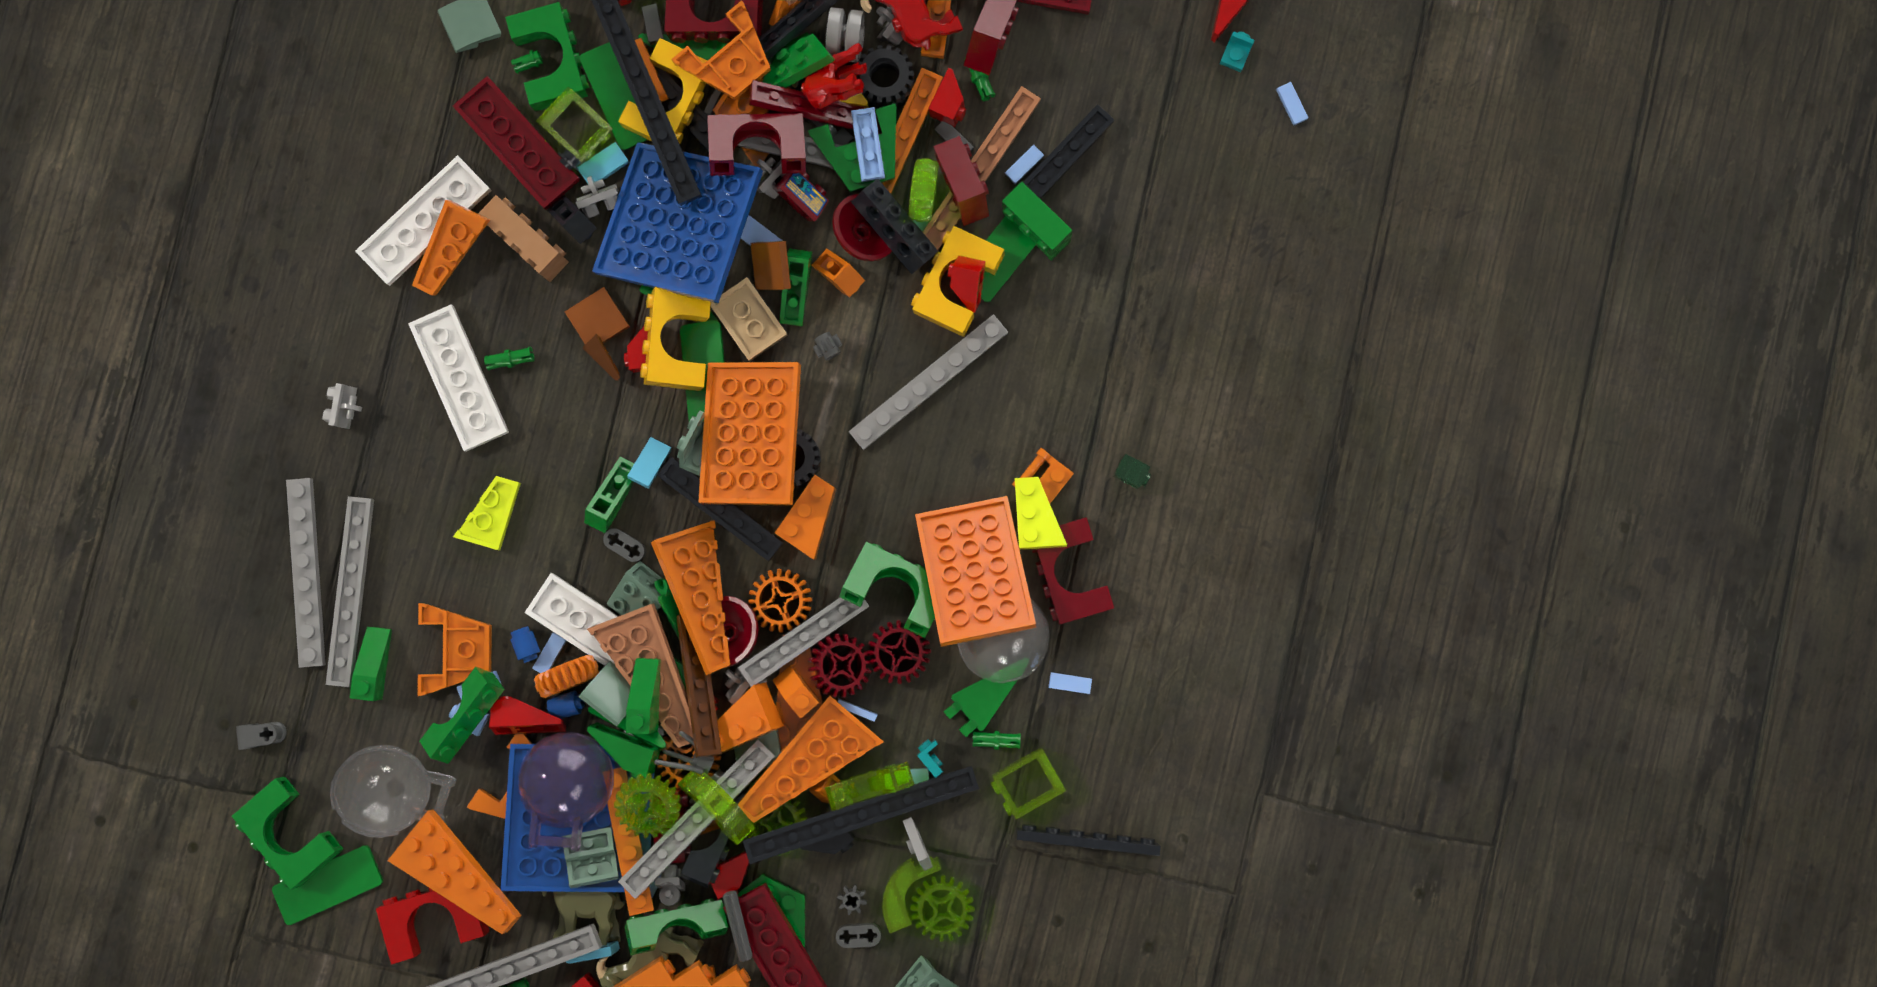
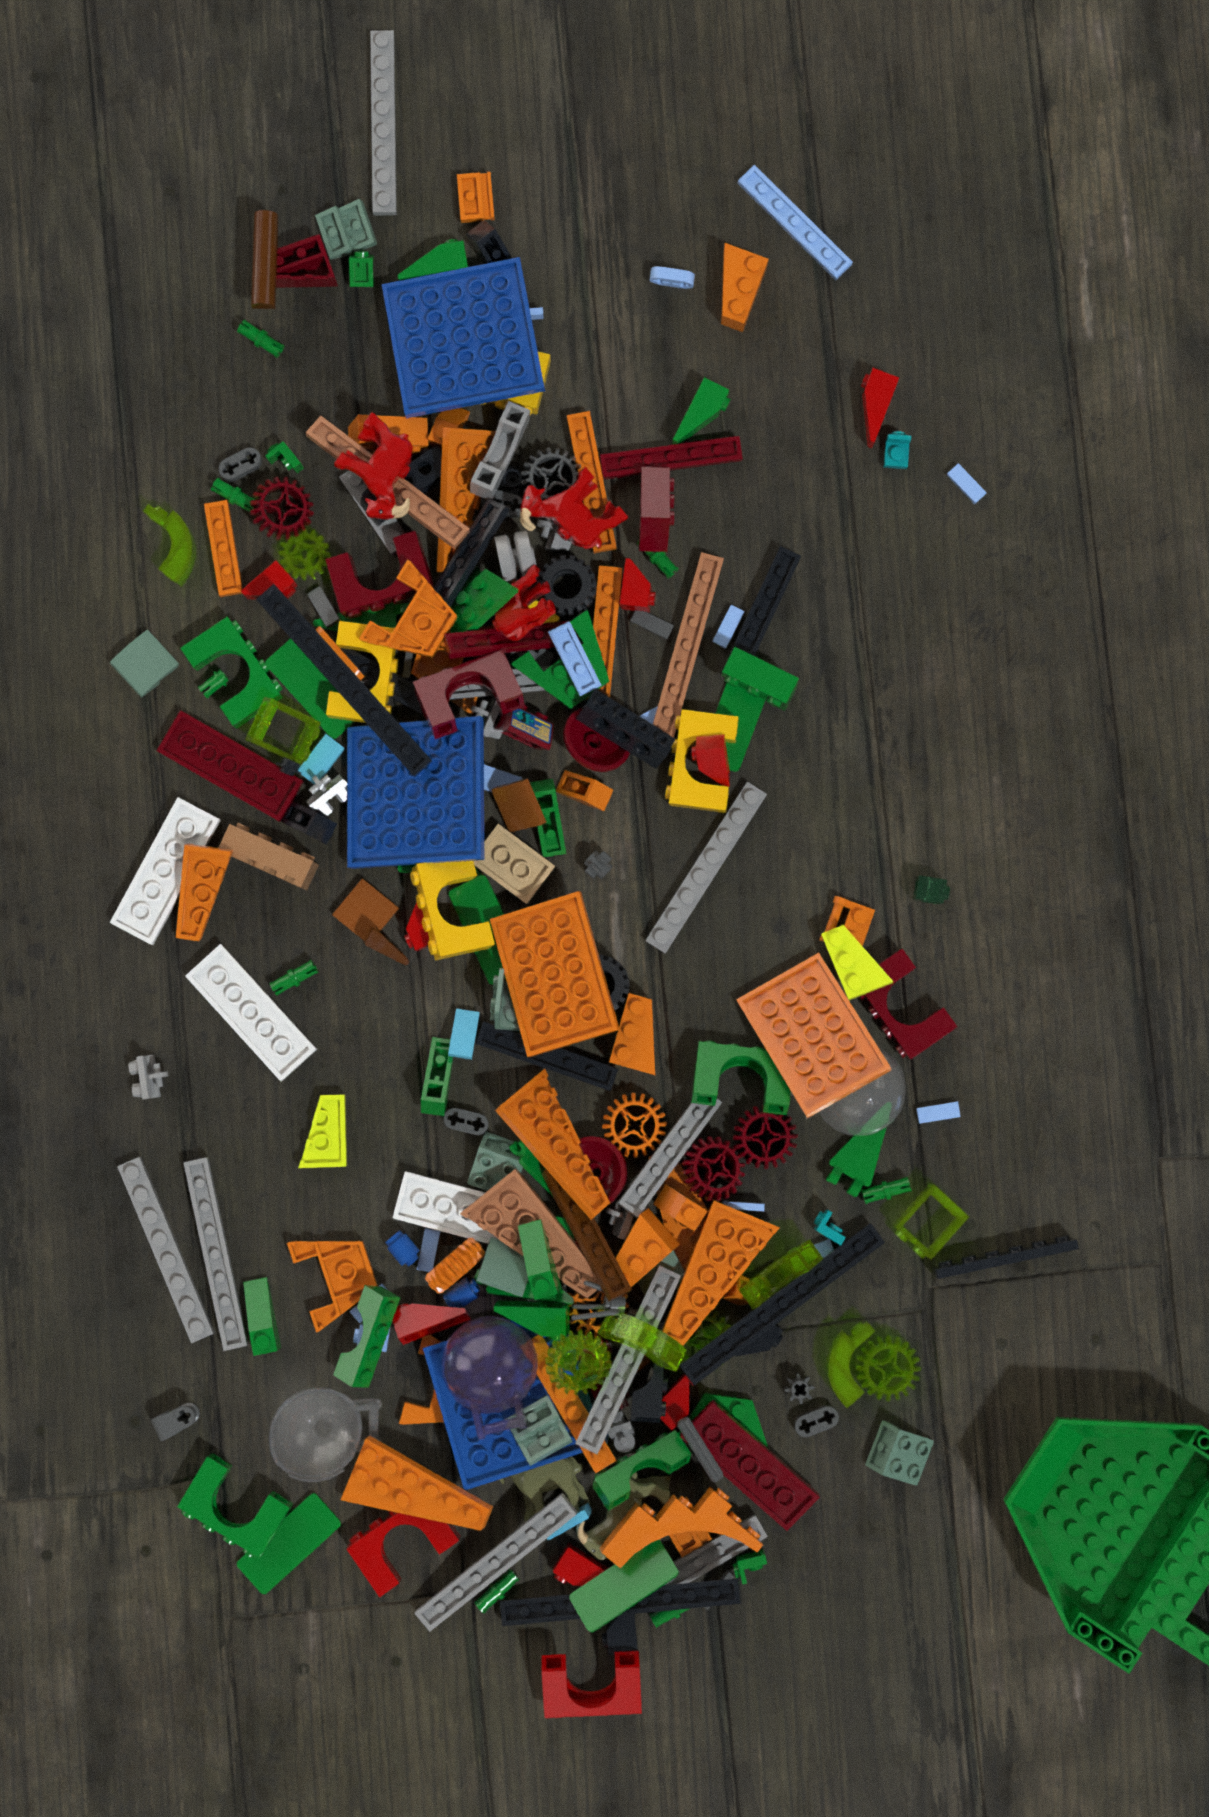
camera: 20 degrees left, 0 degrees up
(916, 844) = (844, 1315): light grey plate -> none
(923, 190) = (641, 684): clear neon green gear -> none
(963, 179) = (676, 662): dark red wedge -> none

